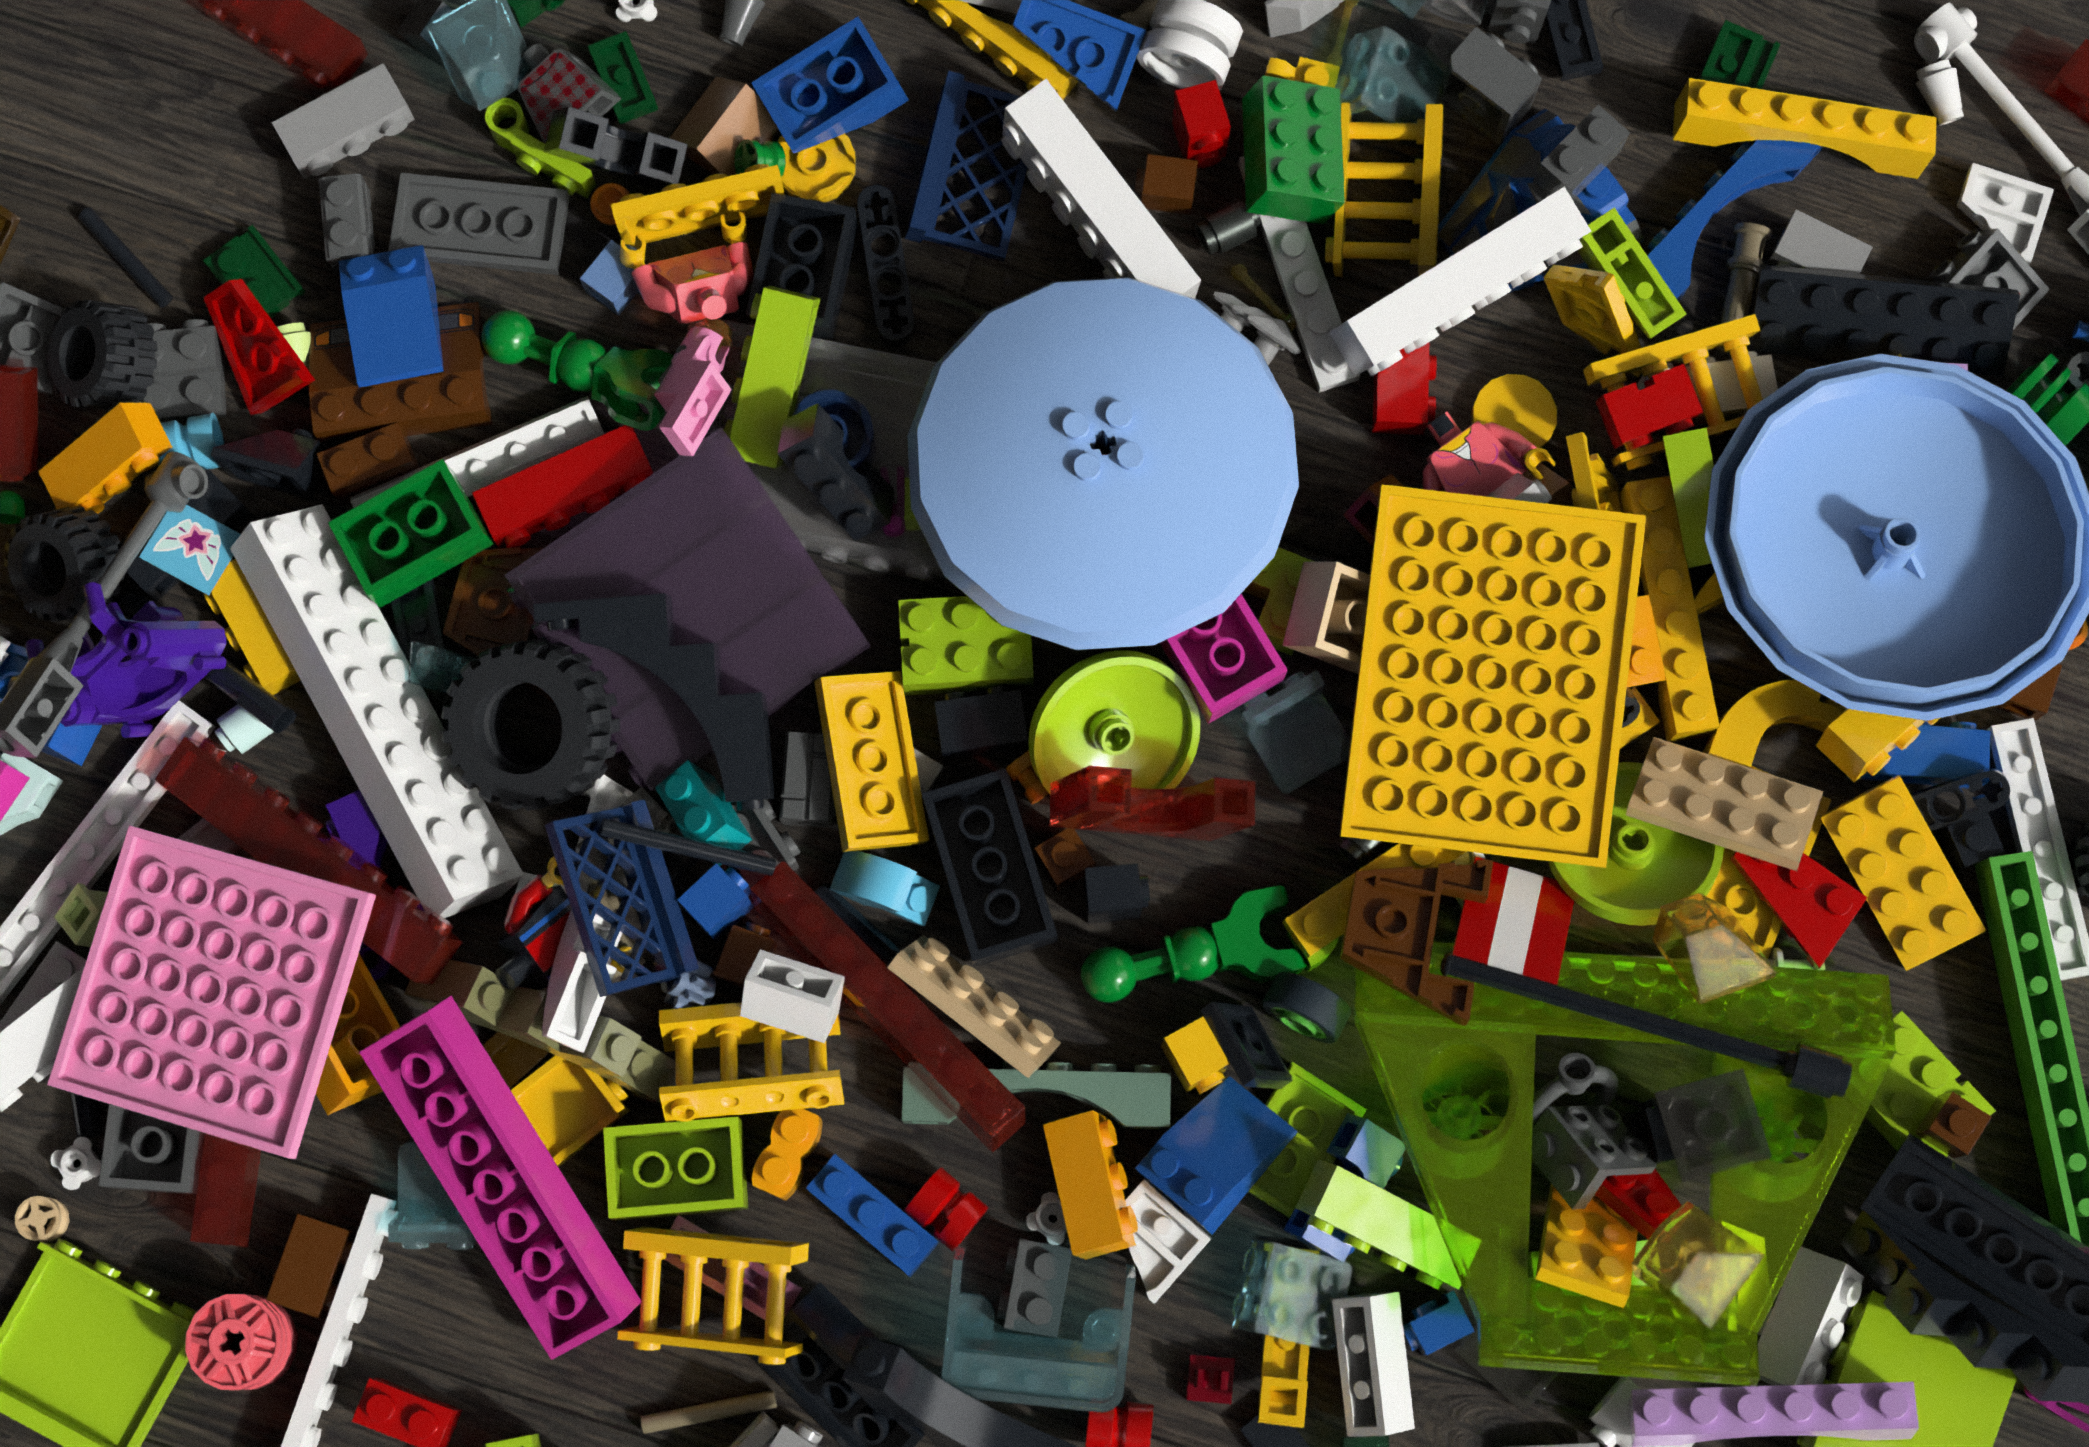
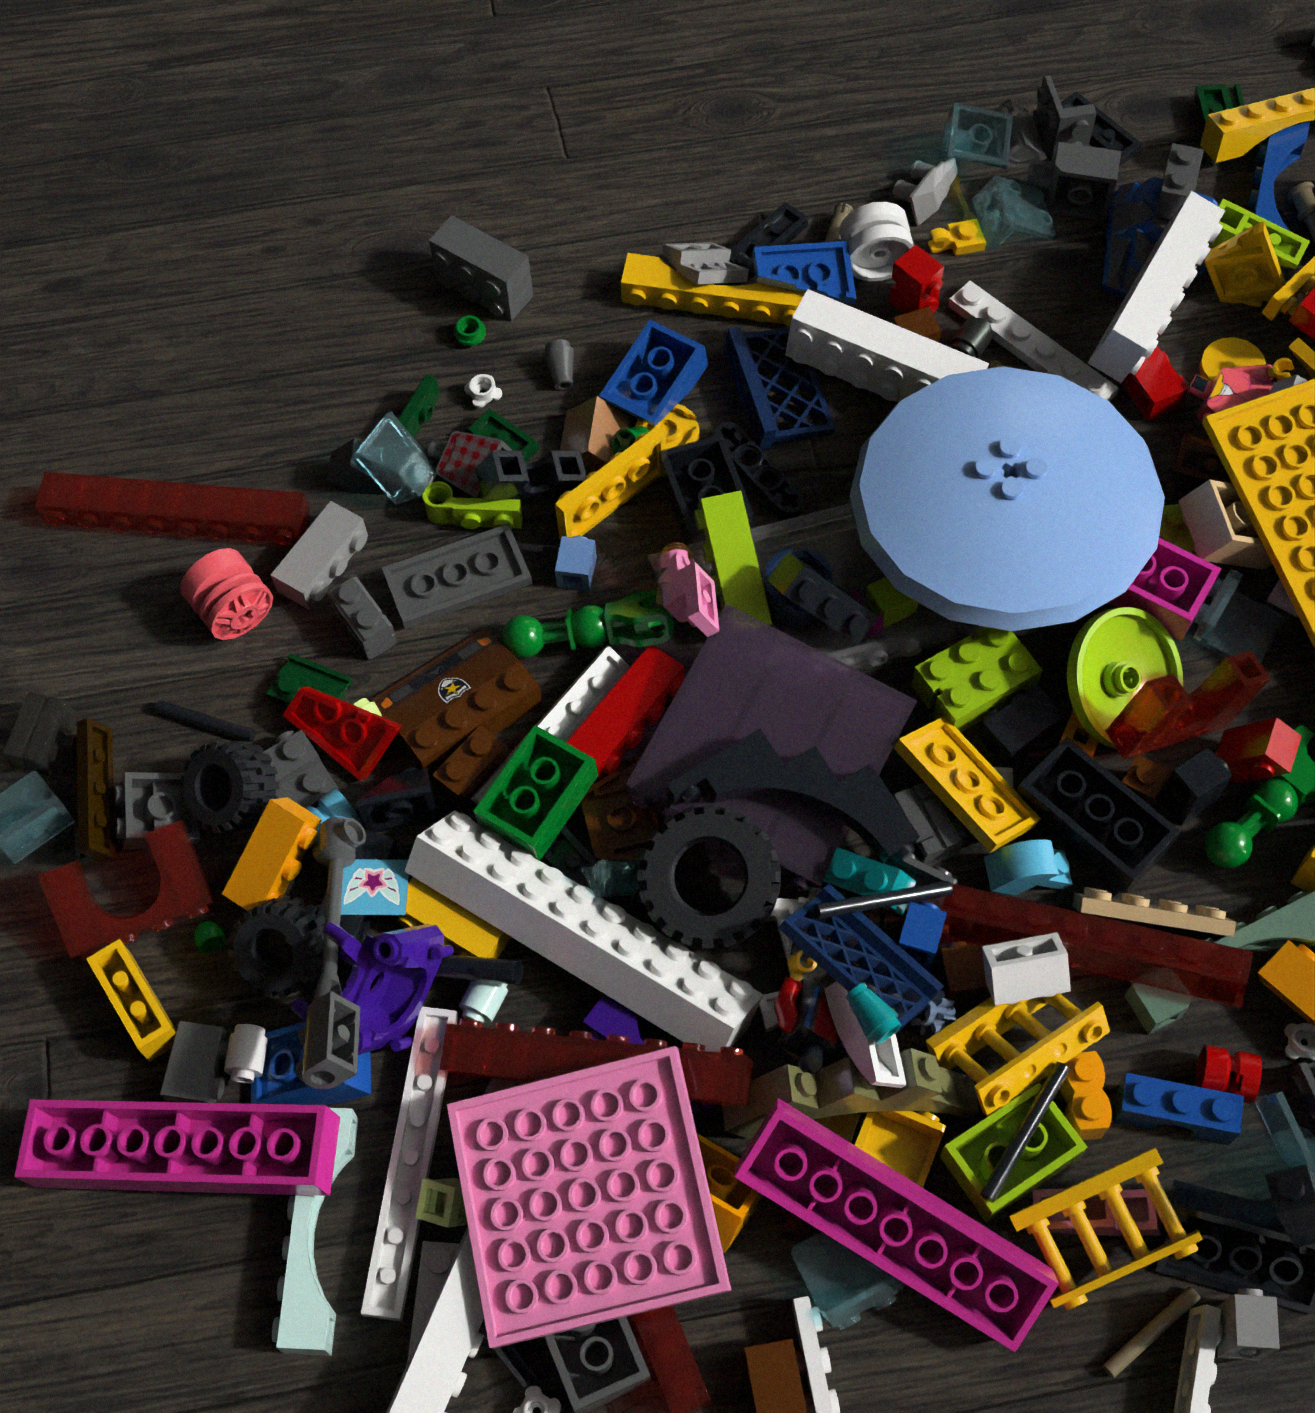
camera: 25 degrees left, 15 degrees down
(213, 121) = (226, 593): none -> coral wheel
(391, 315) = (432, 657): blue slope -> none
(581, 967) = (873, 1014): none -> teal cone
(602, 200) = (542, 520): orange plate -> none
(688, 1158) = (1024, 1132): none -> black bar
(694, 283) = (638, 535): coral torso -> none
(1203, 892) = (1259, 750): none -> red brick
(1293, 150) = (987, 271): green brick -> none
(1422, 211) = (1077, 247): yellow fence -> none

